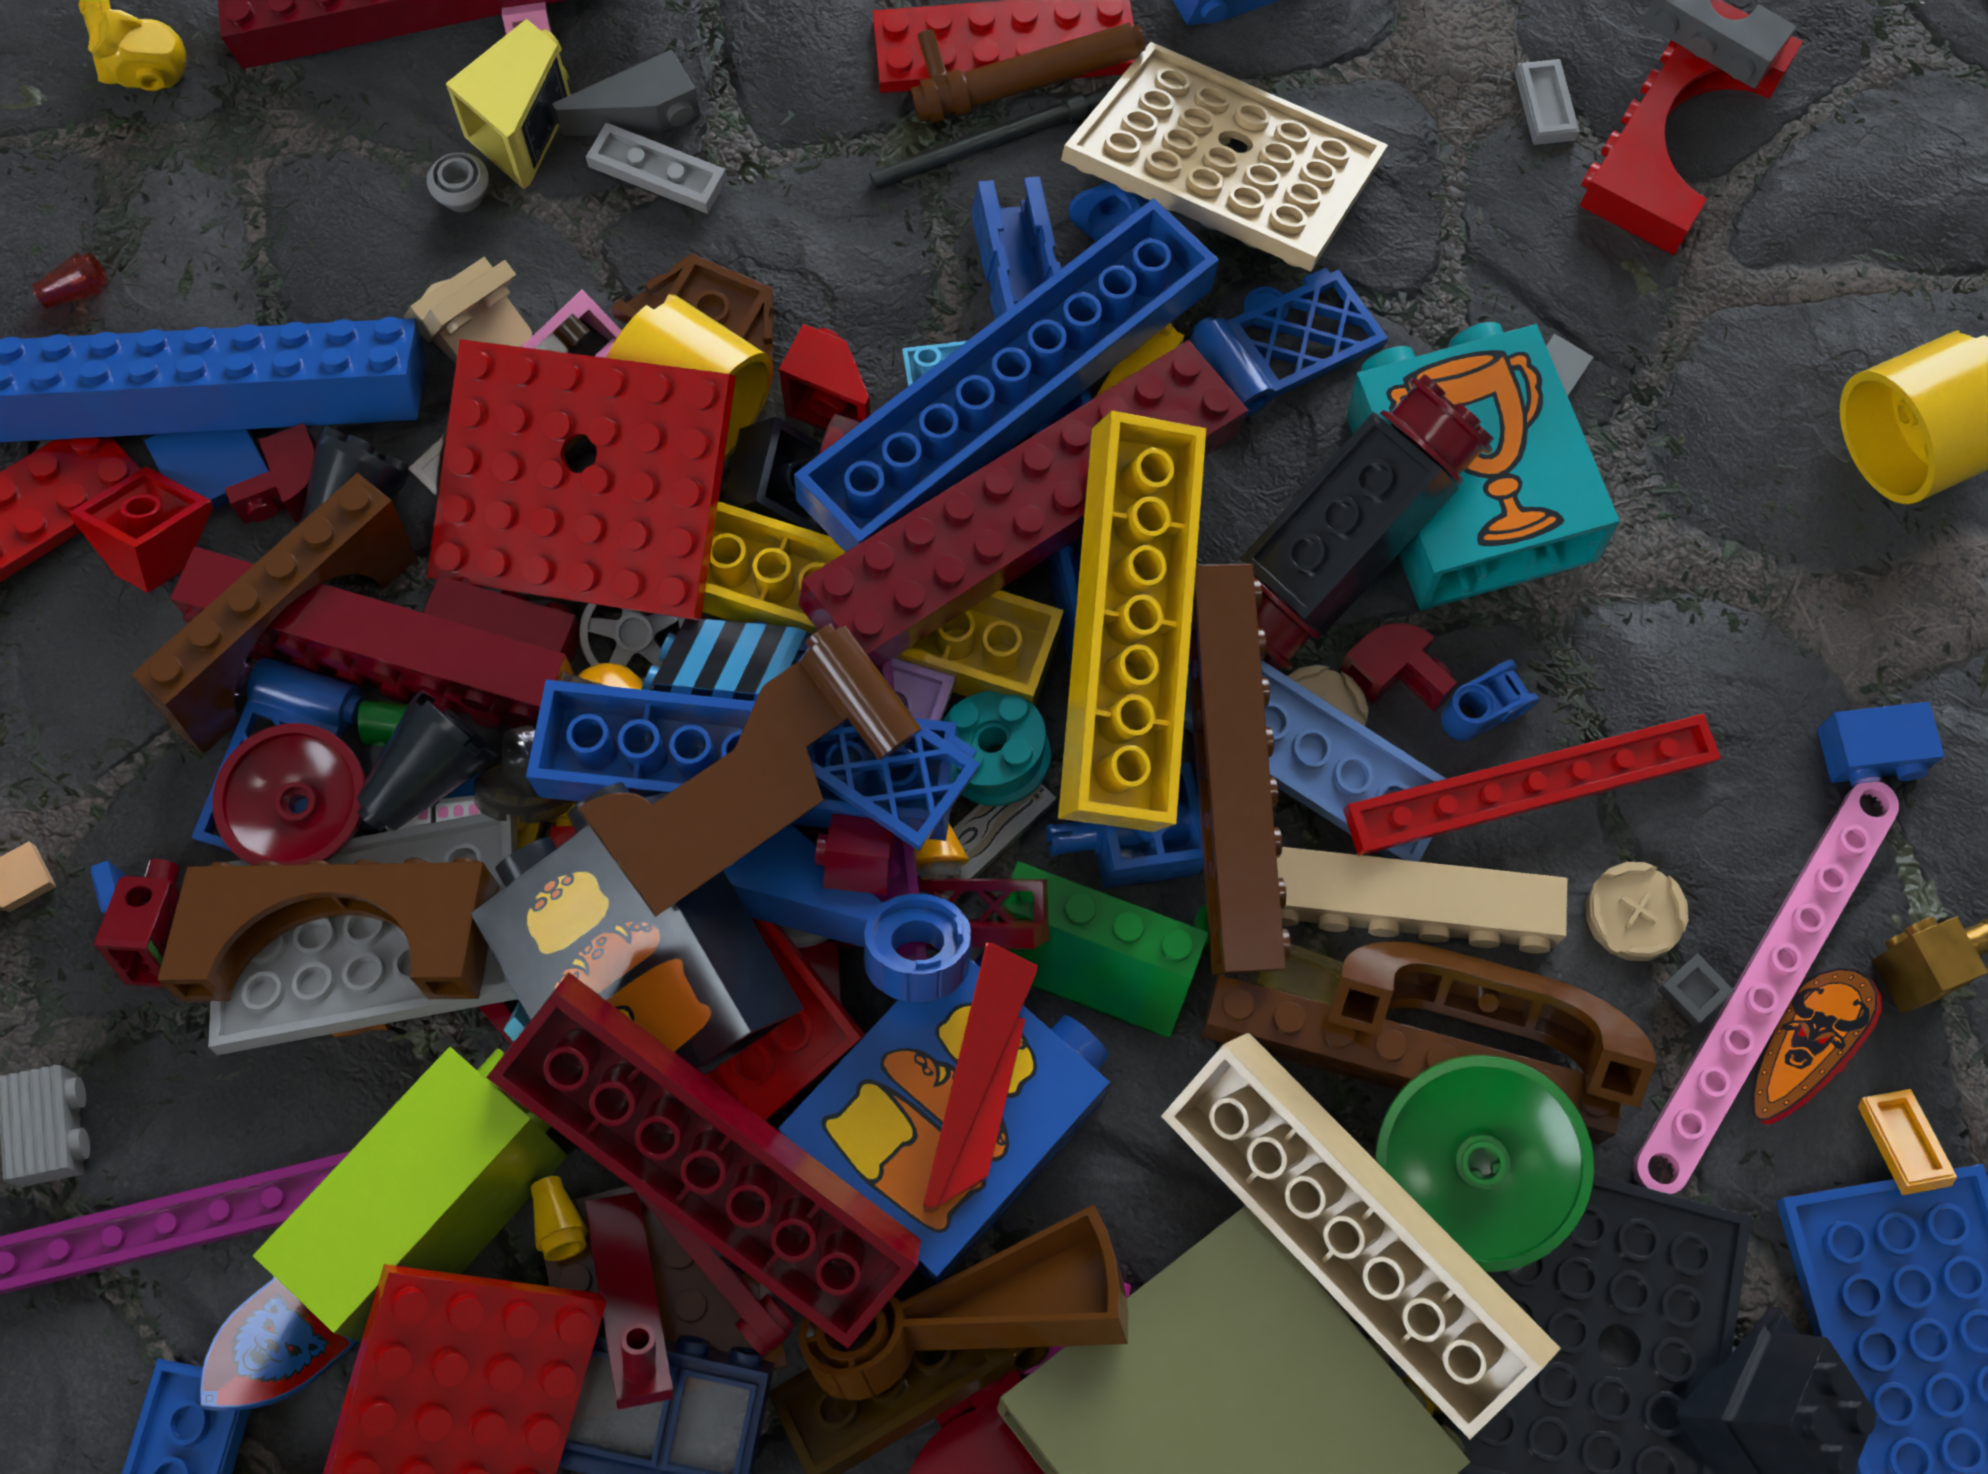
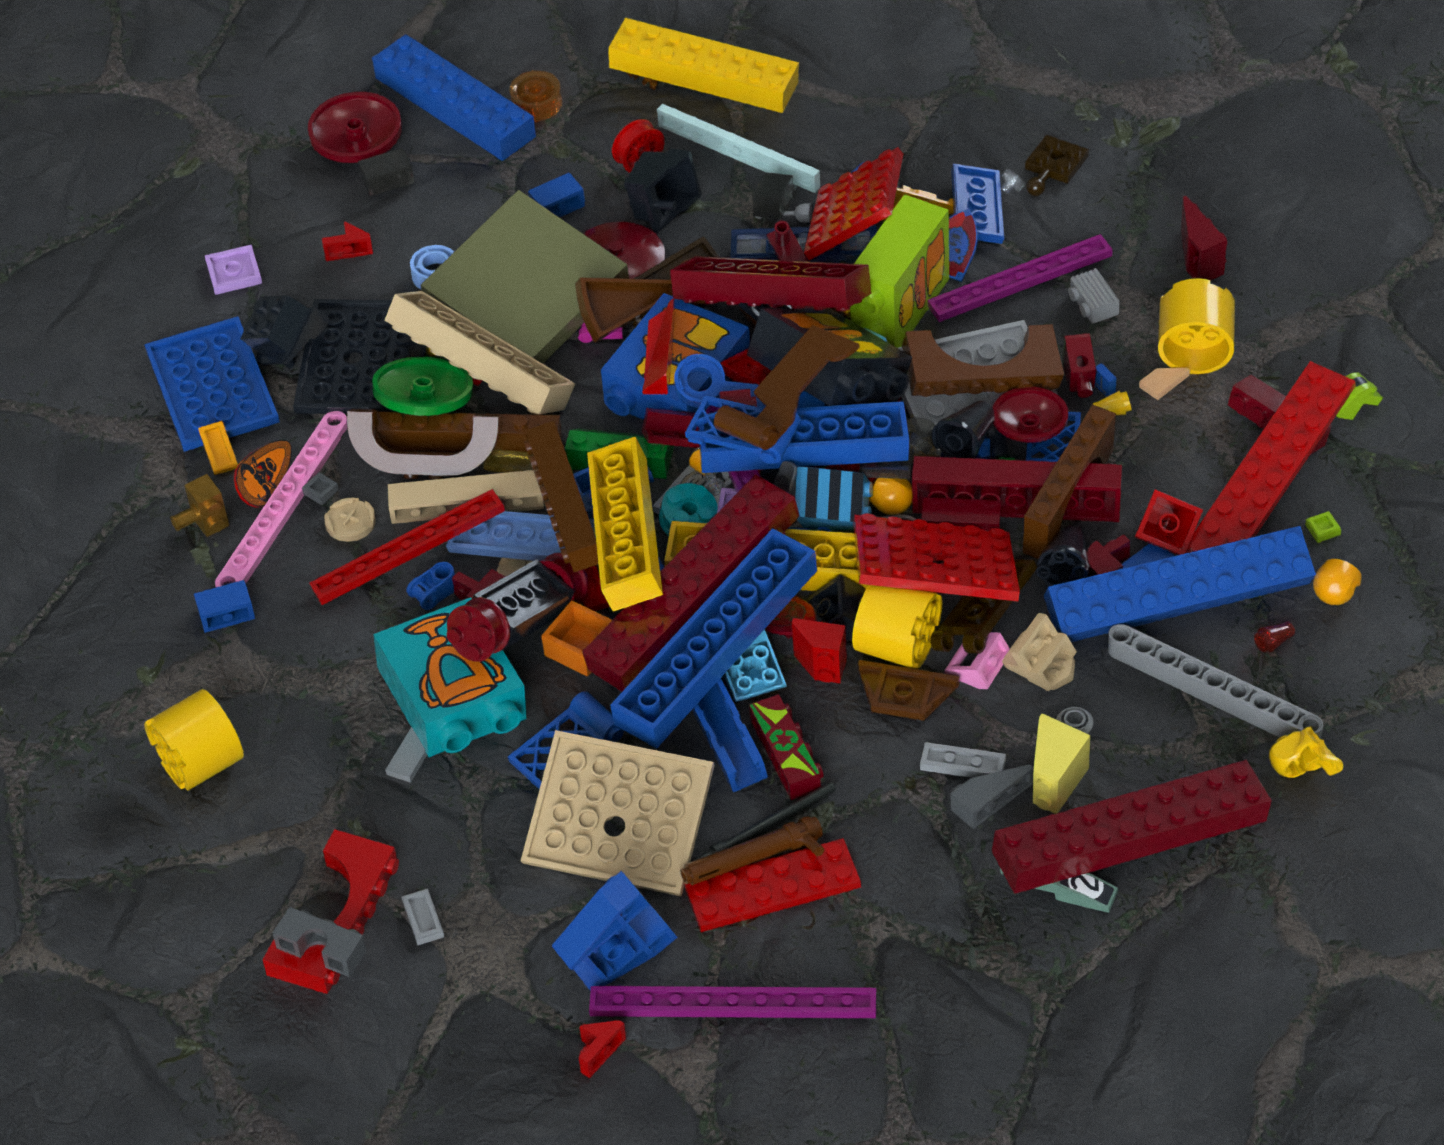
camera: 175 degrees right, 20 degrees down
(121, 834) = (1116, 403): none -> yellow cone
(205, 200) = (1209, 683): none -> light grey beam
(931, 247) = (785, 746): none -> dark red brick
(1241, 502) = (572, 634): none -> orange piece

